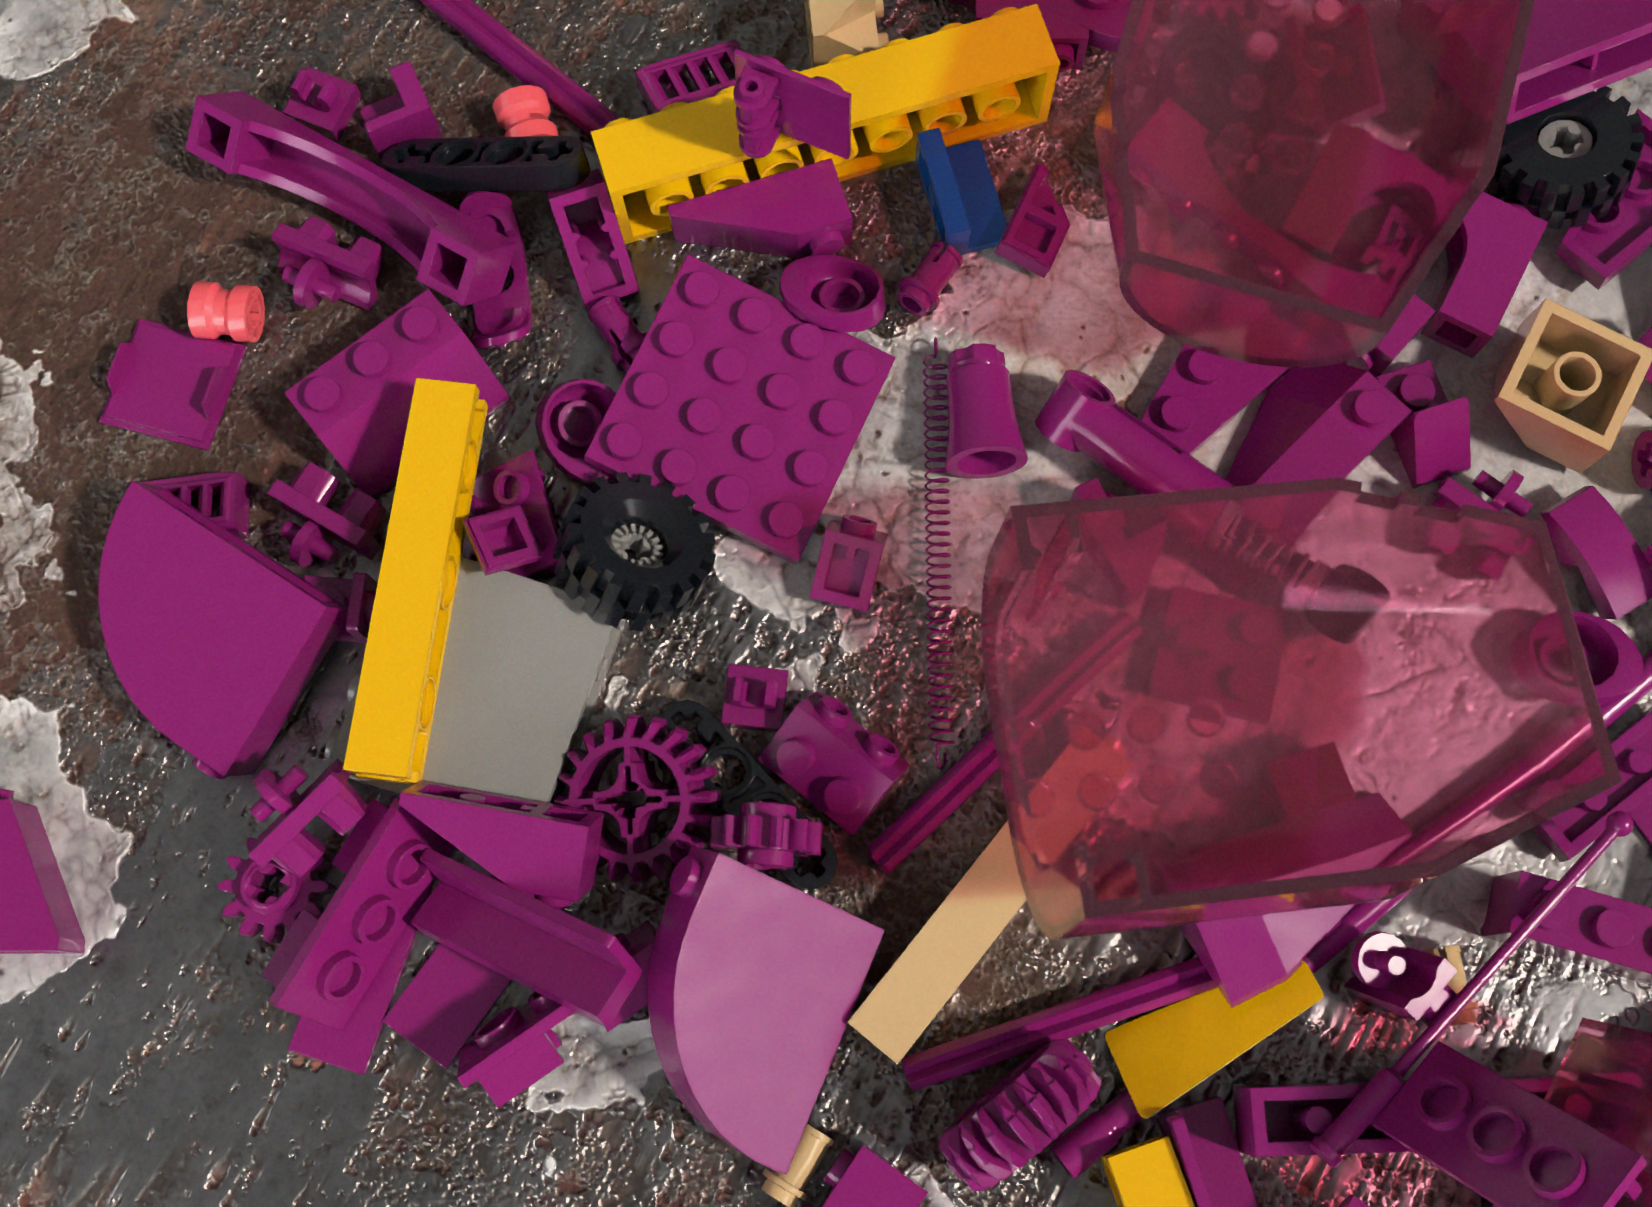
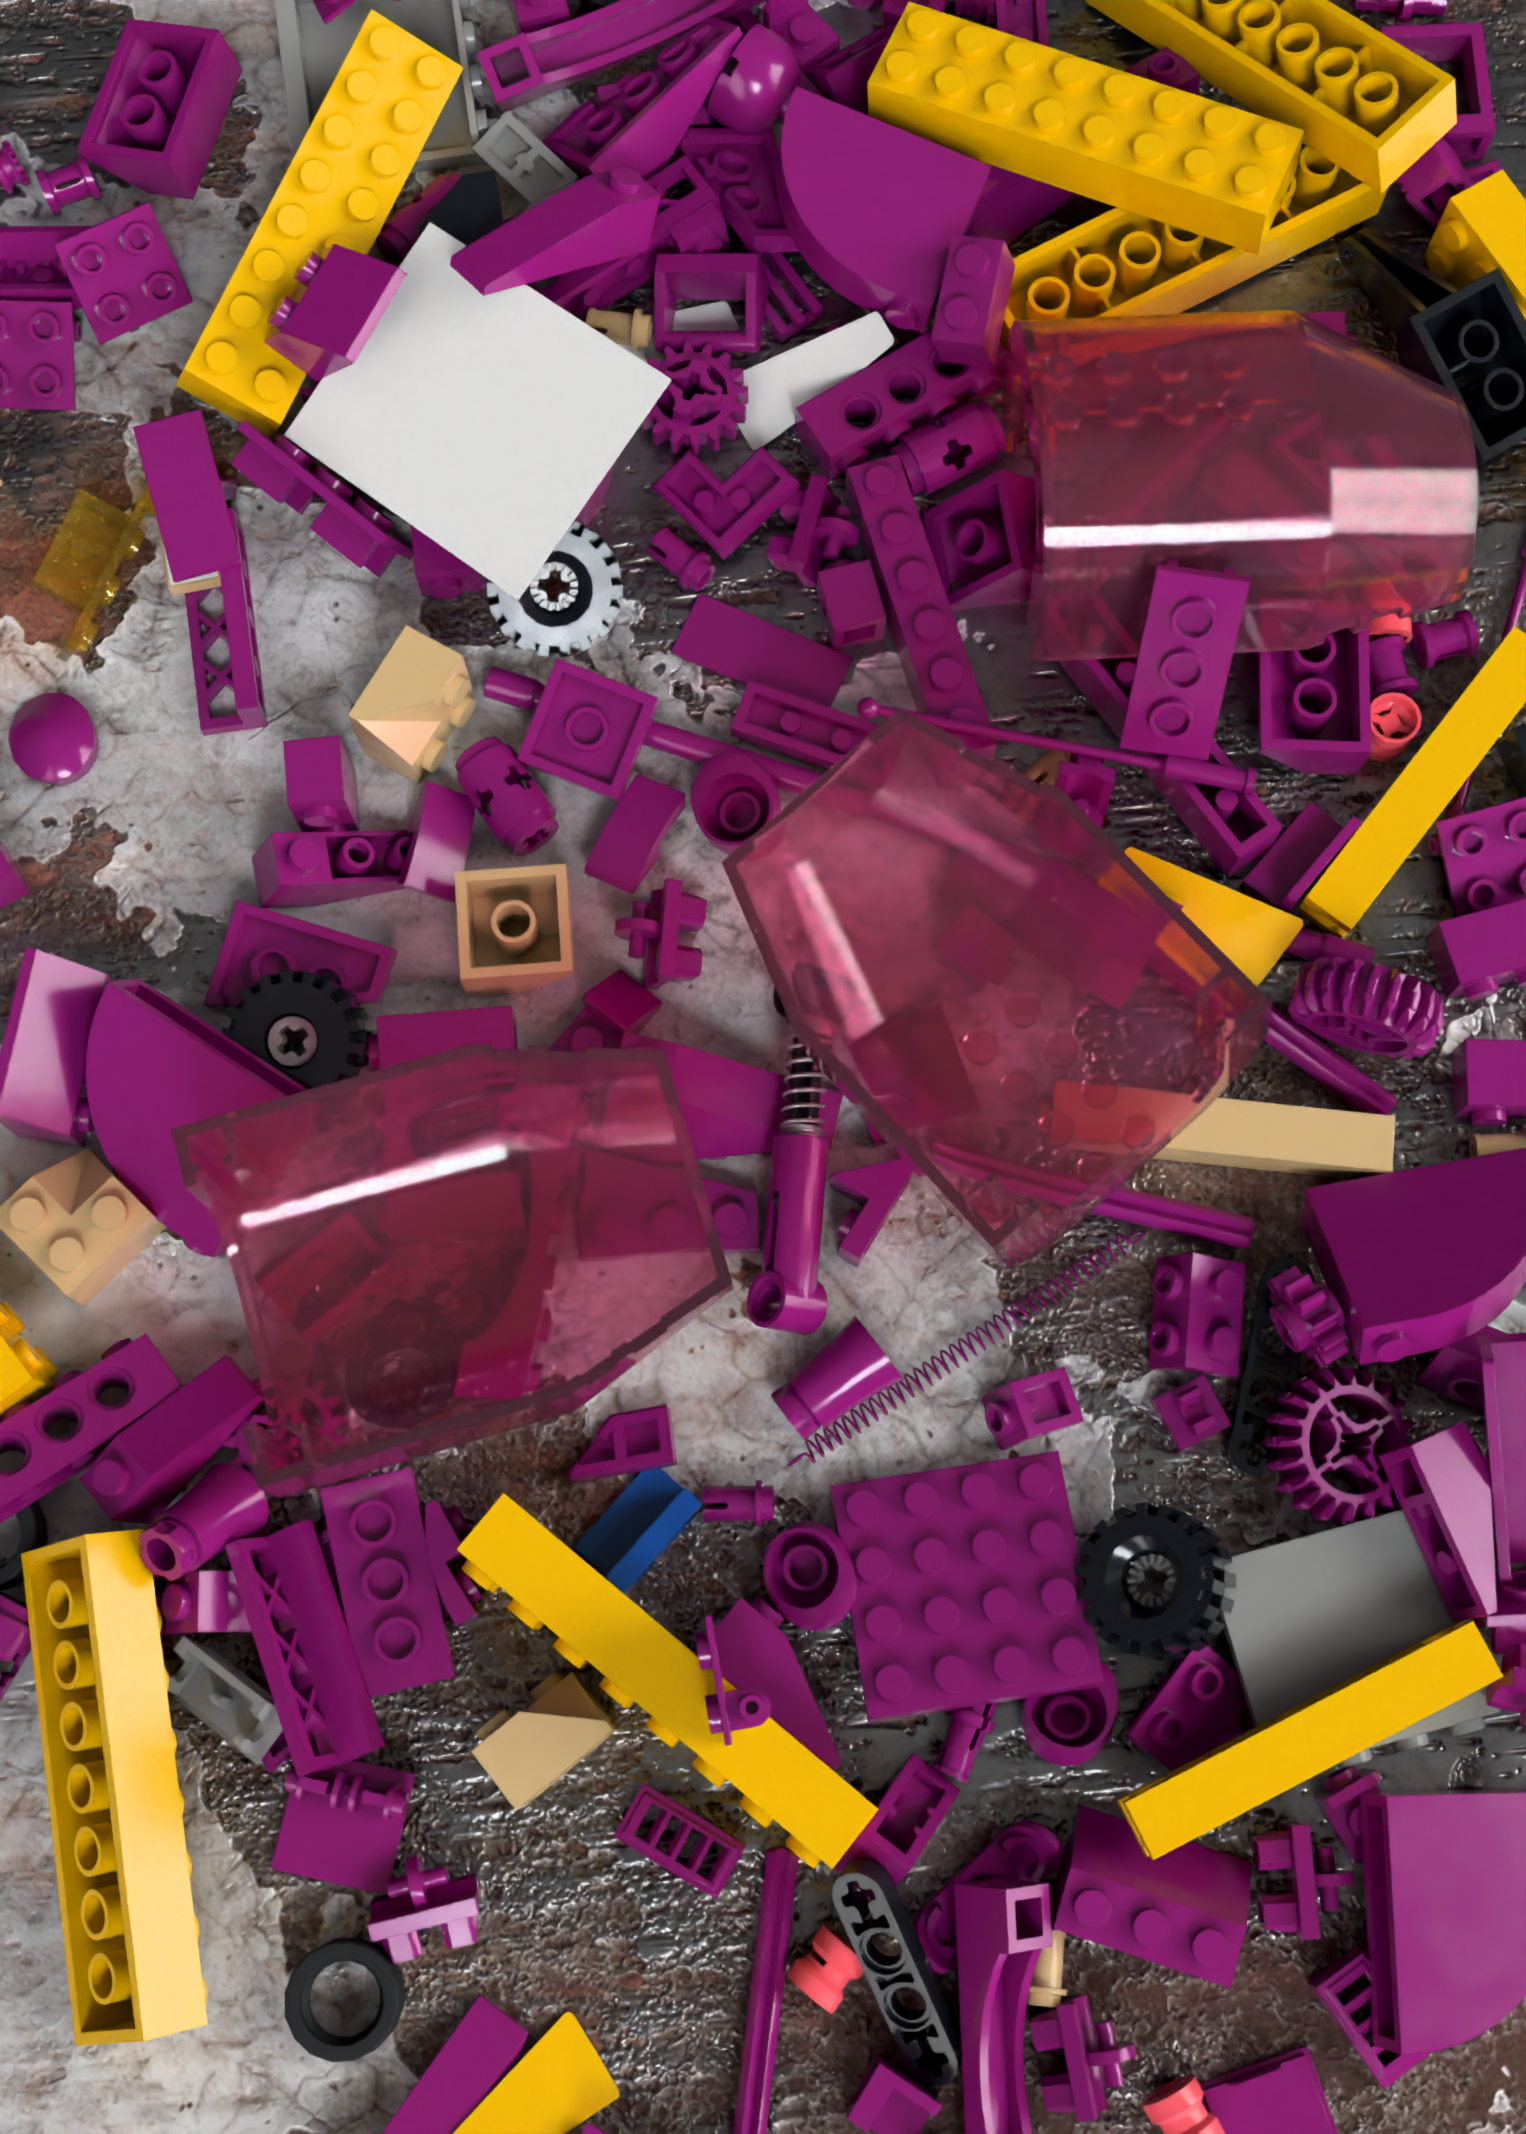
camera: 125 degrees left, 0 degrees up
(399, 277) = (1047, 1976): none -> tan pin
(502, 540) = (1224, 1696): magenta slope -> none

